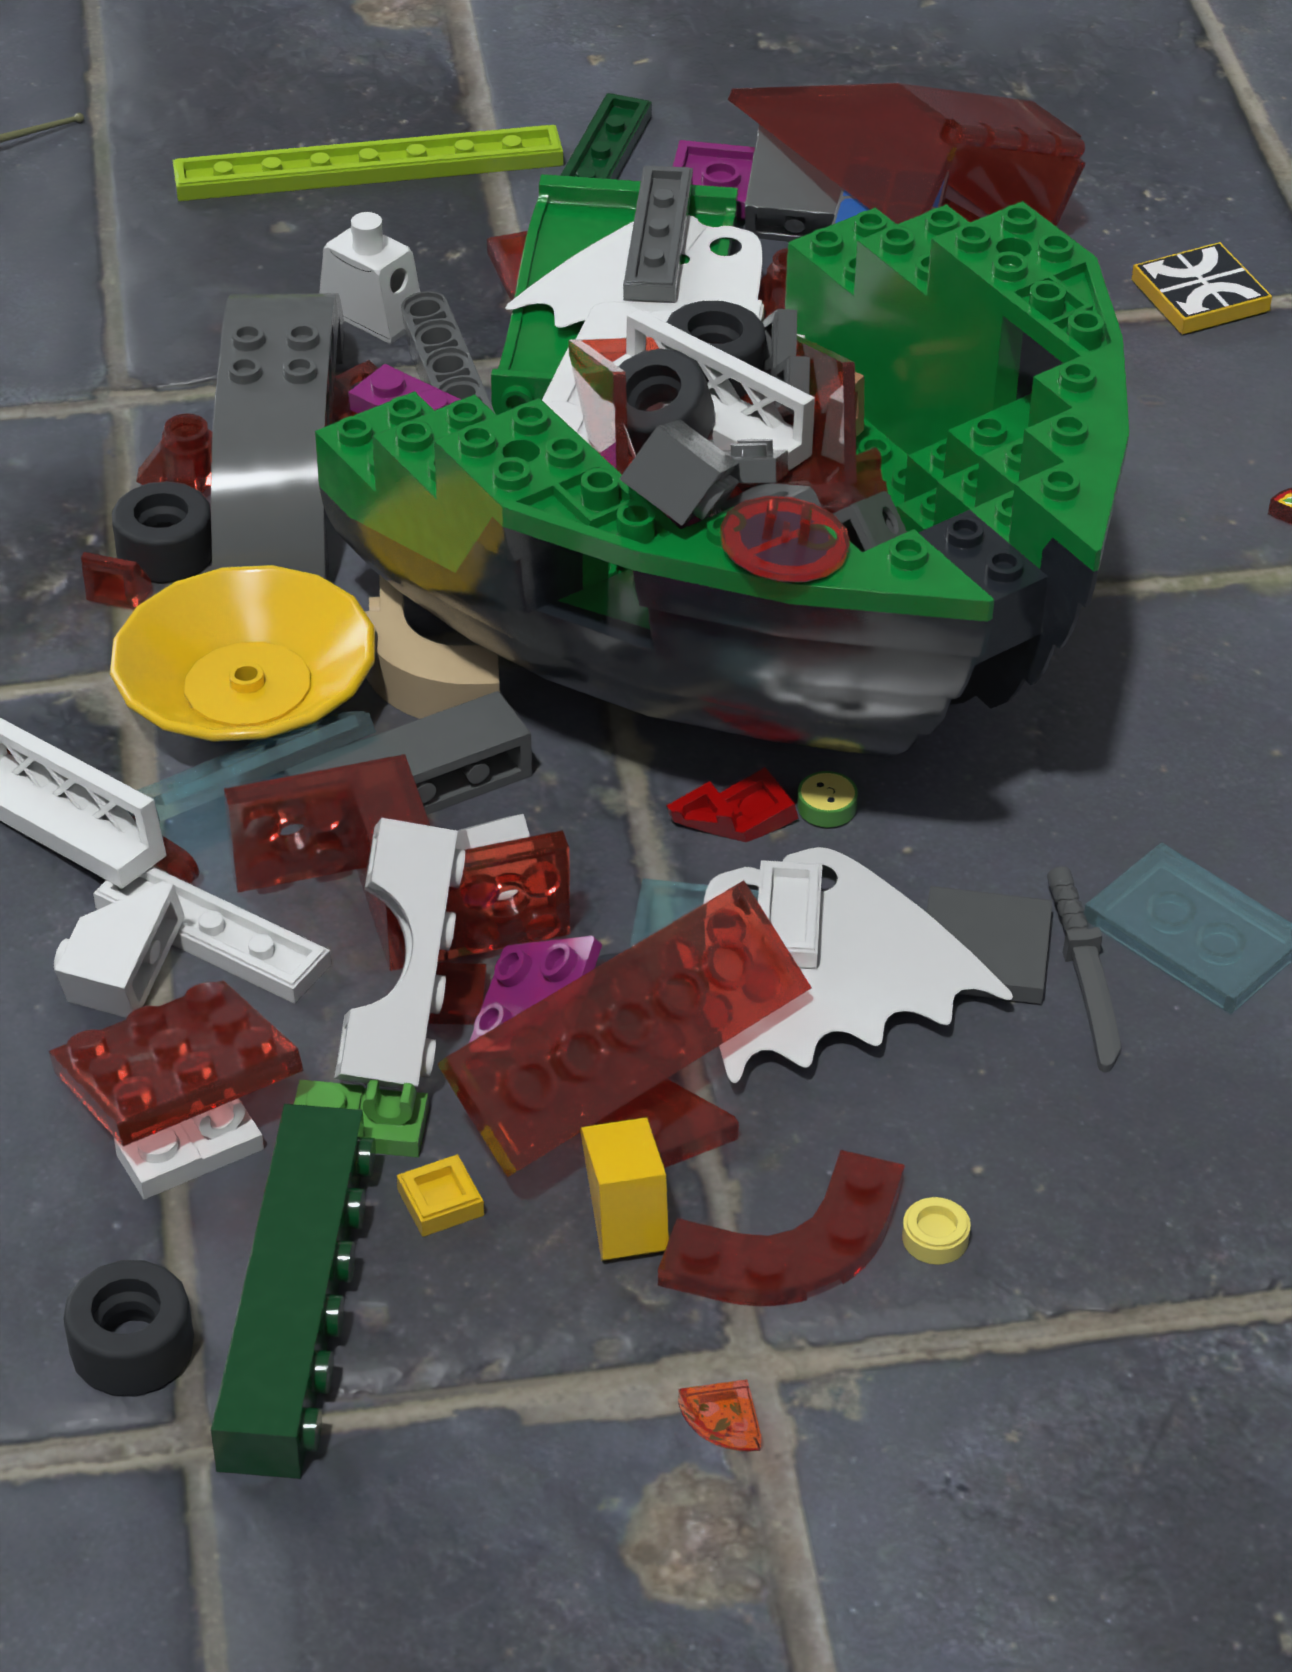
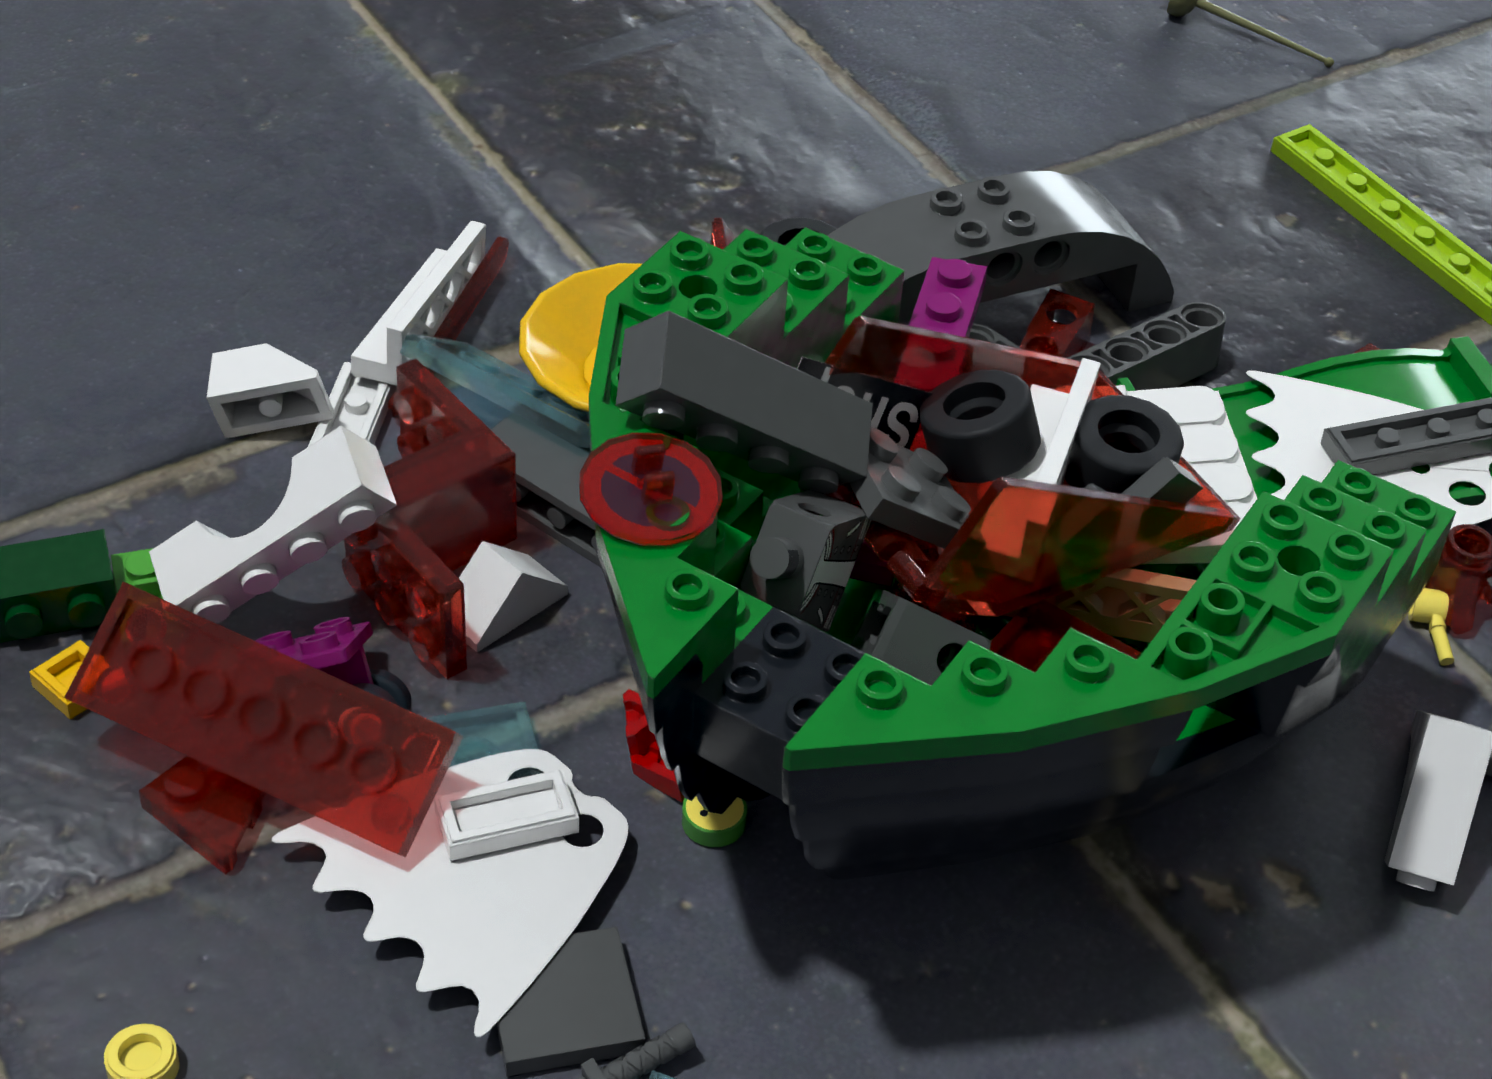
camera: 65 degrees right, 0 degrees up
(174, 1061) = (146, 457): clear red plate -> none
(190, 1148) = (83, 504): plate -> none
(370, 276) = (1225, 261): white torso -> none
(463, 993) = (321, 606): clear red tile -> none
(626, 1188) = (85, 782): yellow slope -> none
(789, 1264) = (85, 972): clear red plate -> none

